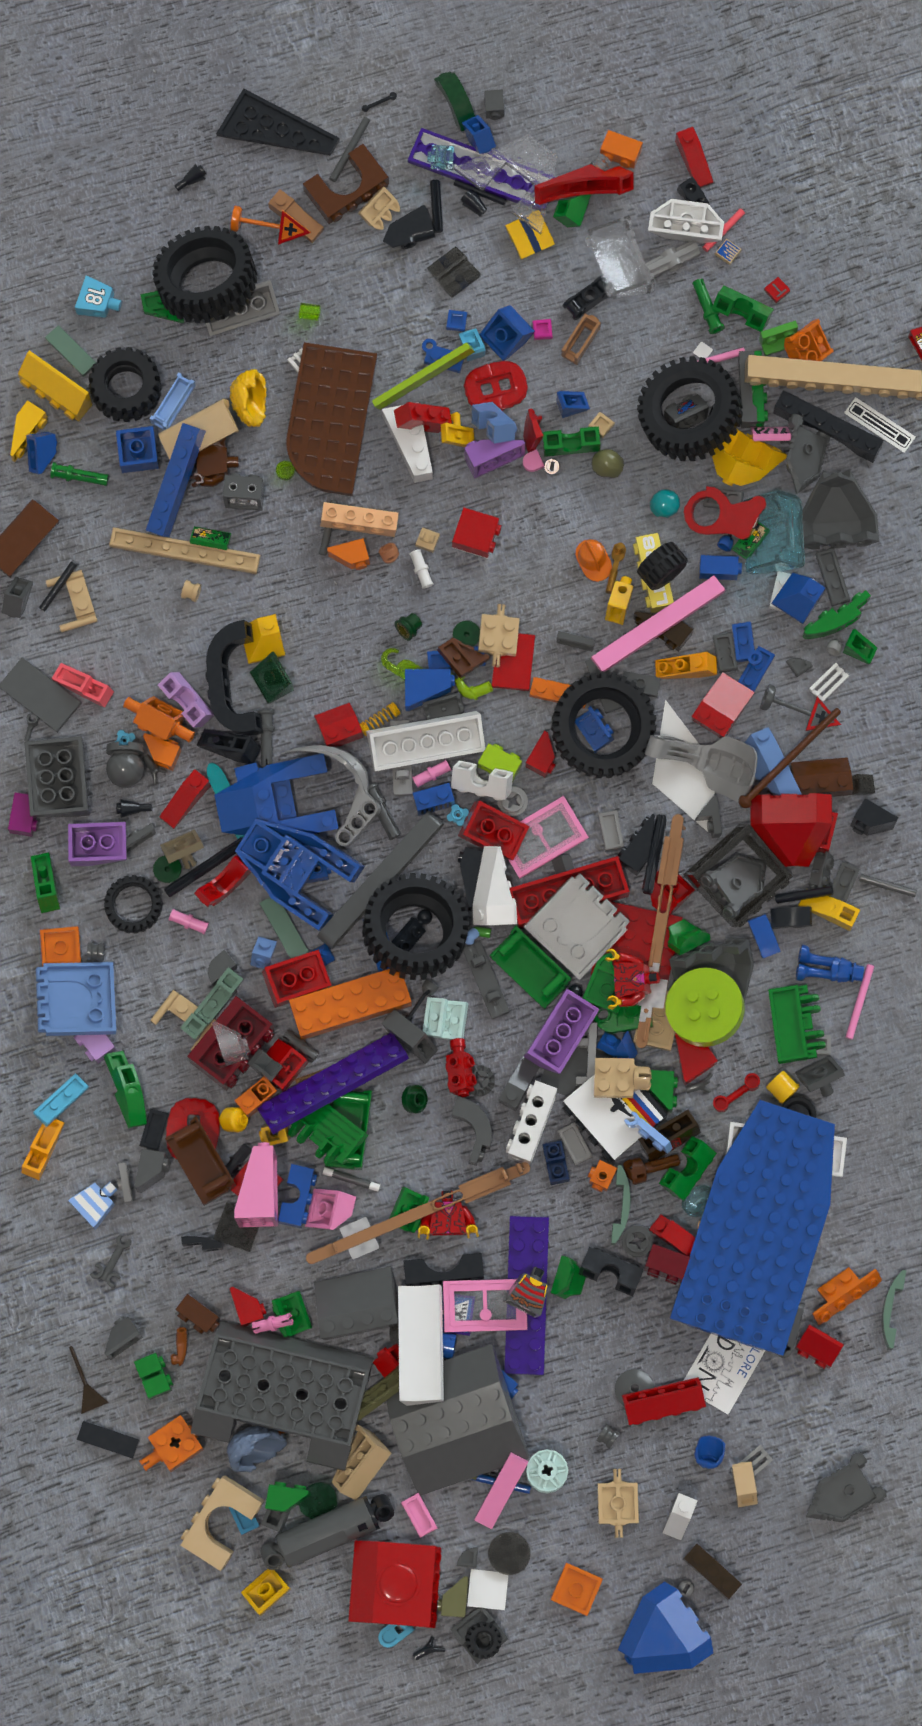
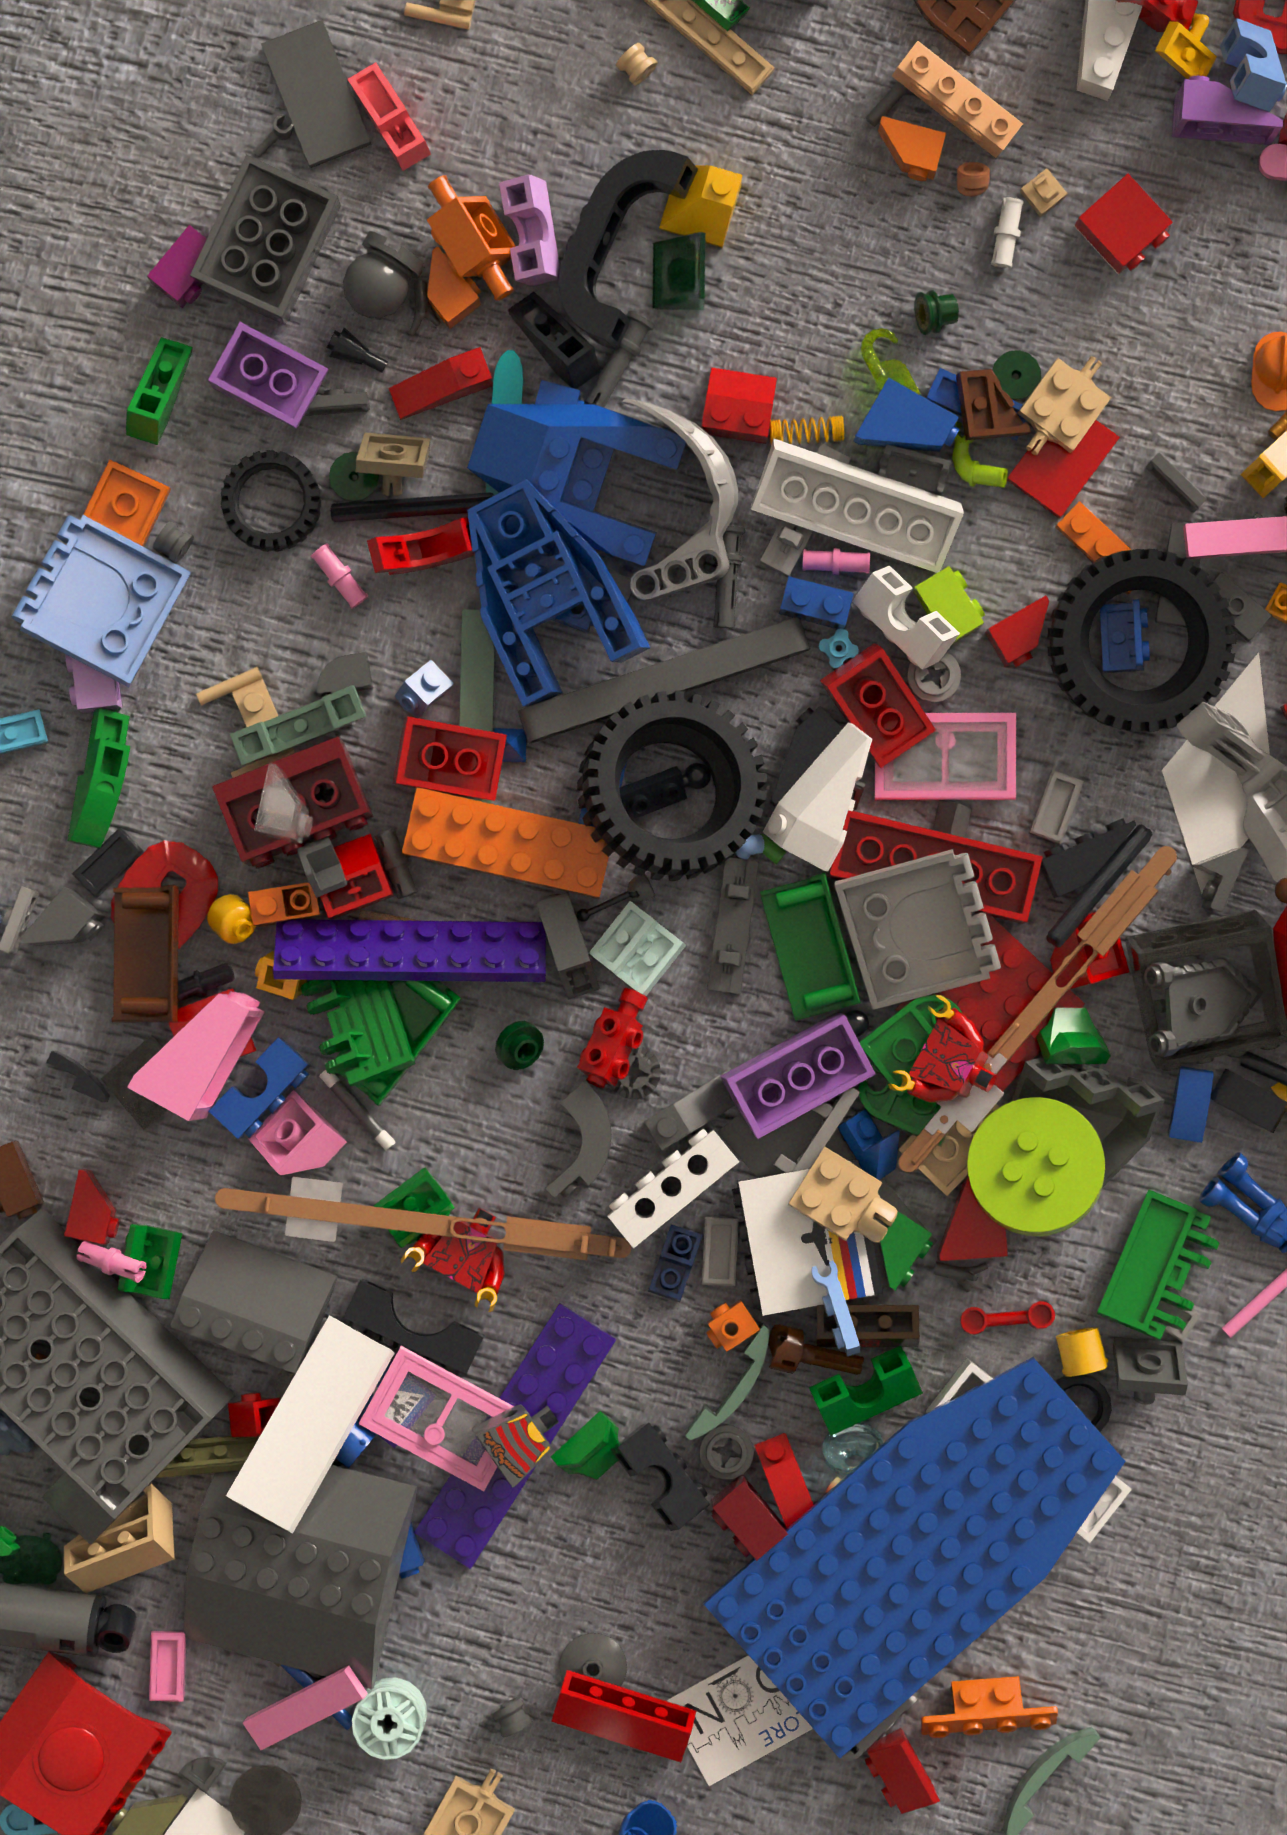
camera: 30 degrees right, 10 degrees up
(122, 735) = (403, 230): medium azure plate -> none

